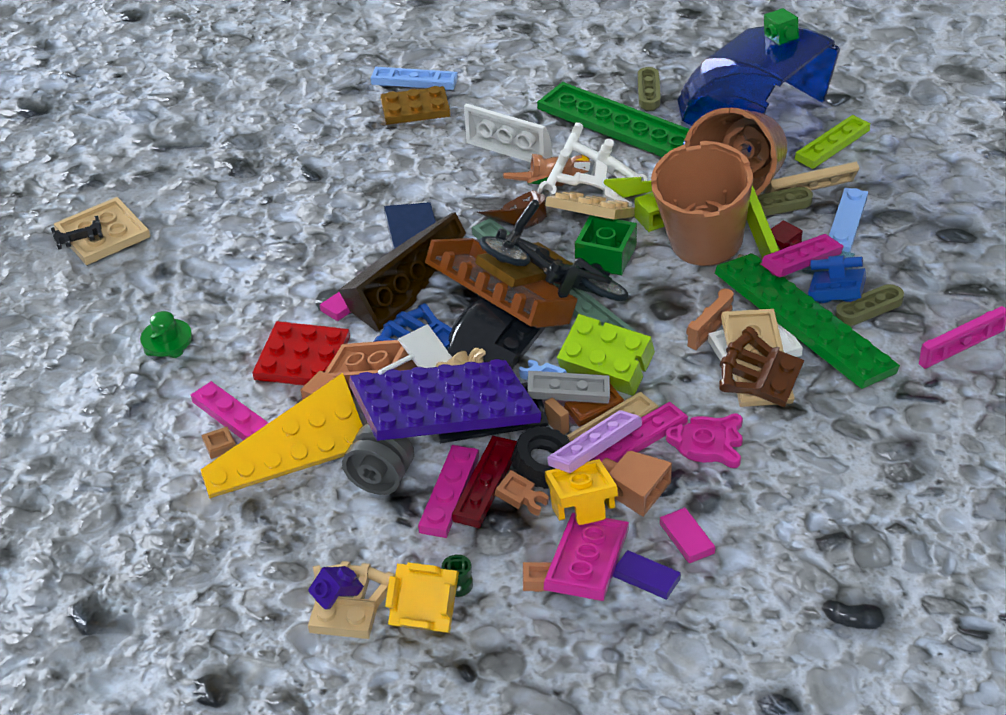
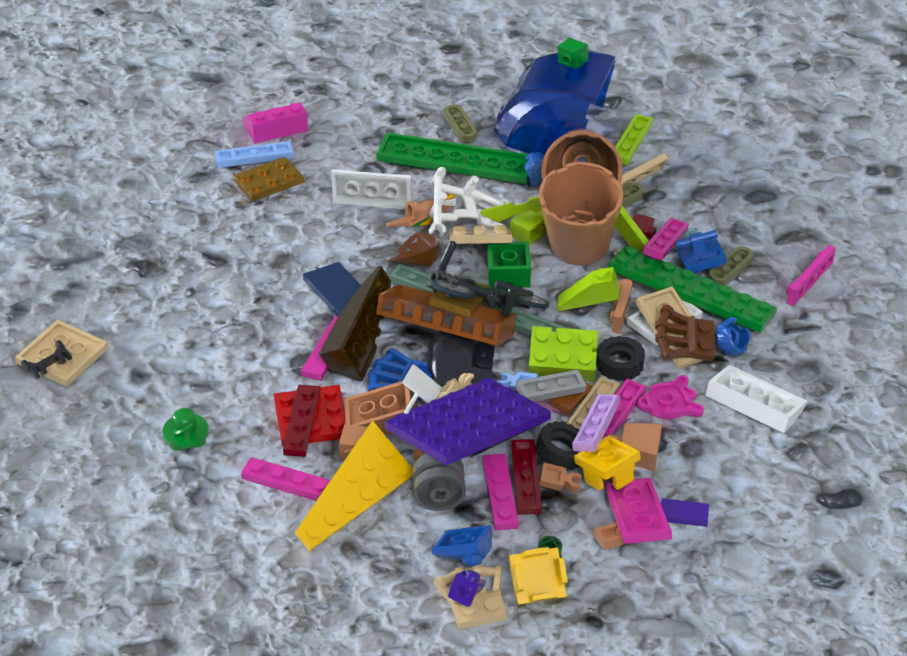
camera: 25 degrees left, 0 degrees up
(218, 442) = (289, 505): medium nougat tile -> none
(280, 356) = (301, 421): none -> dark red plate
(366, 538) = (465, 544): none -> blue slope
(455, 51) = (276, 122): none -> dark pink slope
(557, 415) = (556, 410): medium nougat tile -> none
(678, 362) = (617, 370): none -> black tyre
(685, 291) = (594, 288): none -> lime slope
(687, 535) = (696, 475): dark pink tile -> none
(813, 464) = (755, 398): none -> white slope
(819, 385) = (732, 339): none -> blue hair
(848, 217) = (676, 198): light blue plate -> none

